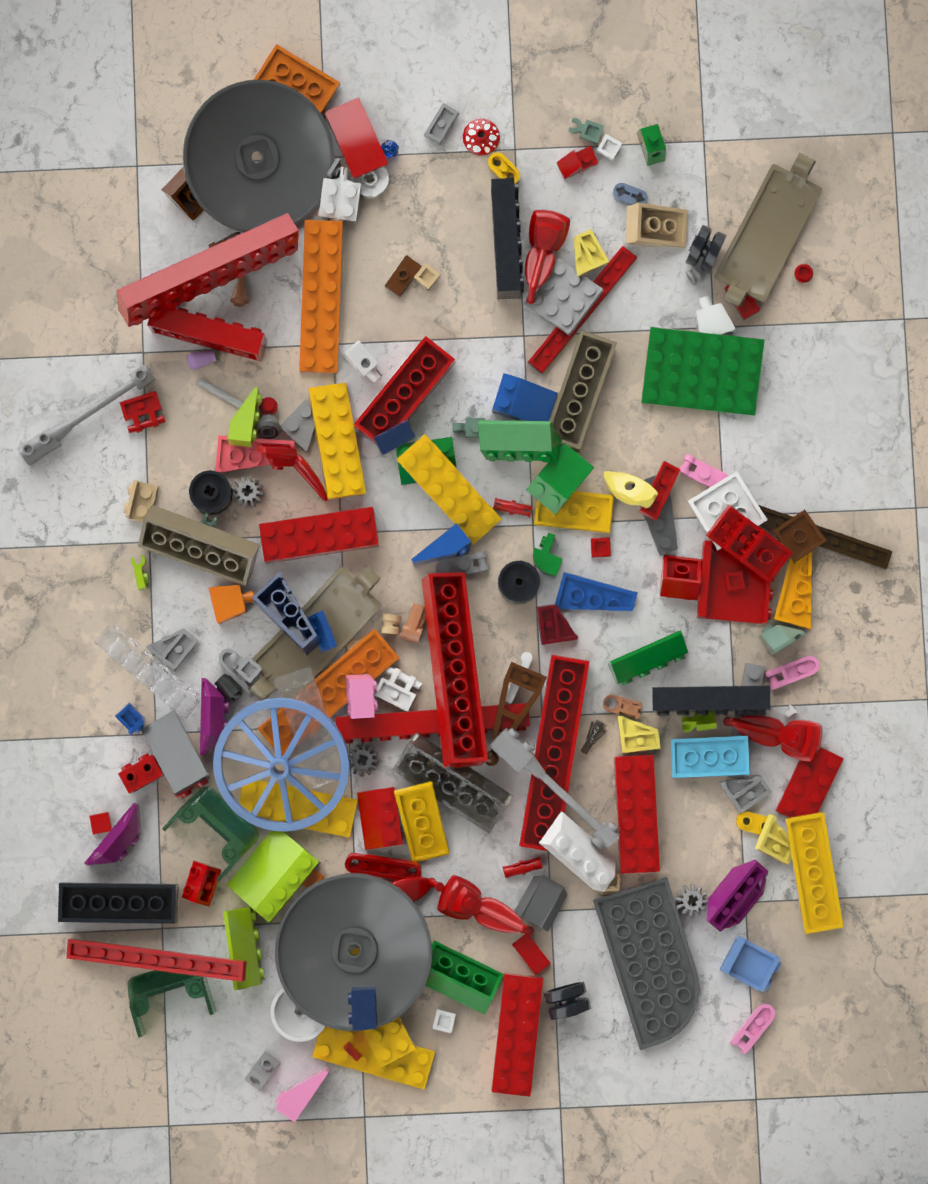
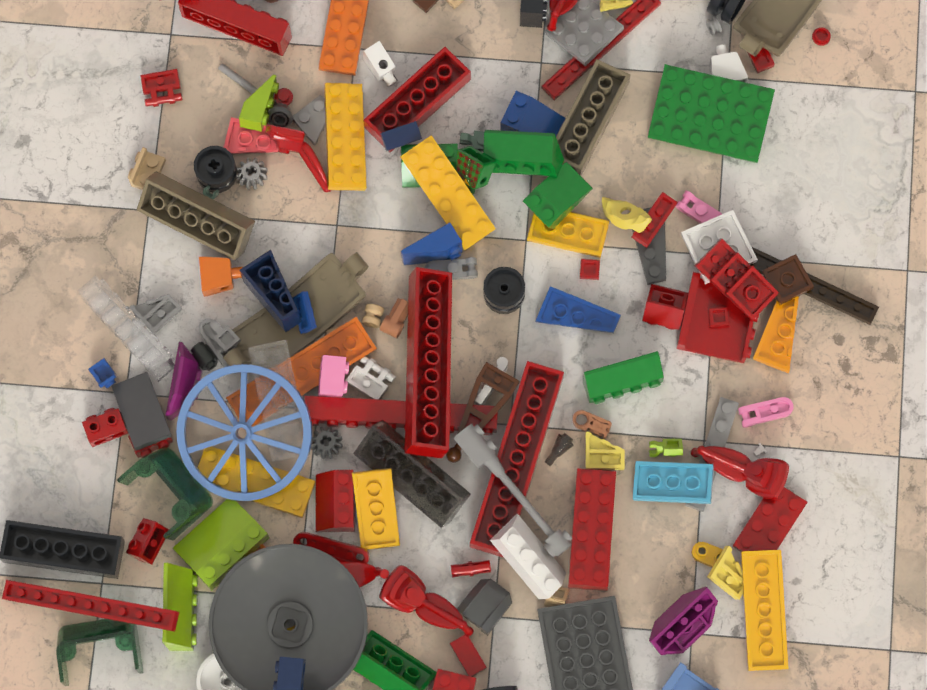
camera: 10 degrees right, 10 degrees down
(50, 438) = (67, 101): light grey bar -> none
(100, 823) = (57, 471): red tile -> none
(119, 839) = (72, 489): magenta wedge -> none
(141, 578) = (135, 241): lime plate -> none
(200, 359) = (224, 45): lavender cone -> none
(319, 535) = (314, 222): red brick -> none
(472, 459) = (474, 167): none -> green torso
(512, 507) = (508, 220): red pin -> none
(543, 560) = (532, 273): green brick -> none
(553, 625) = (533, 336): dark red wing -> none
(685, 897) = (629, 619): light grey gear -> none
(711, 699) = (681, 424): black brick -> none
(745, 791) = (704, 521): light grey wing -> none
(779, 637) = (757, 375): sand green slope -> none

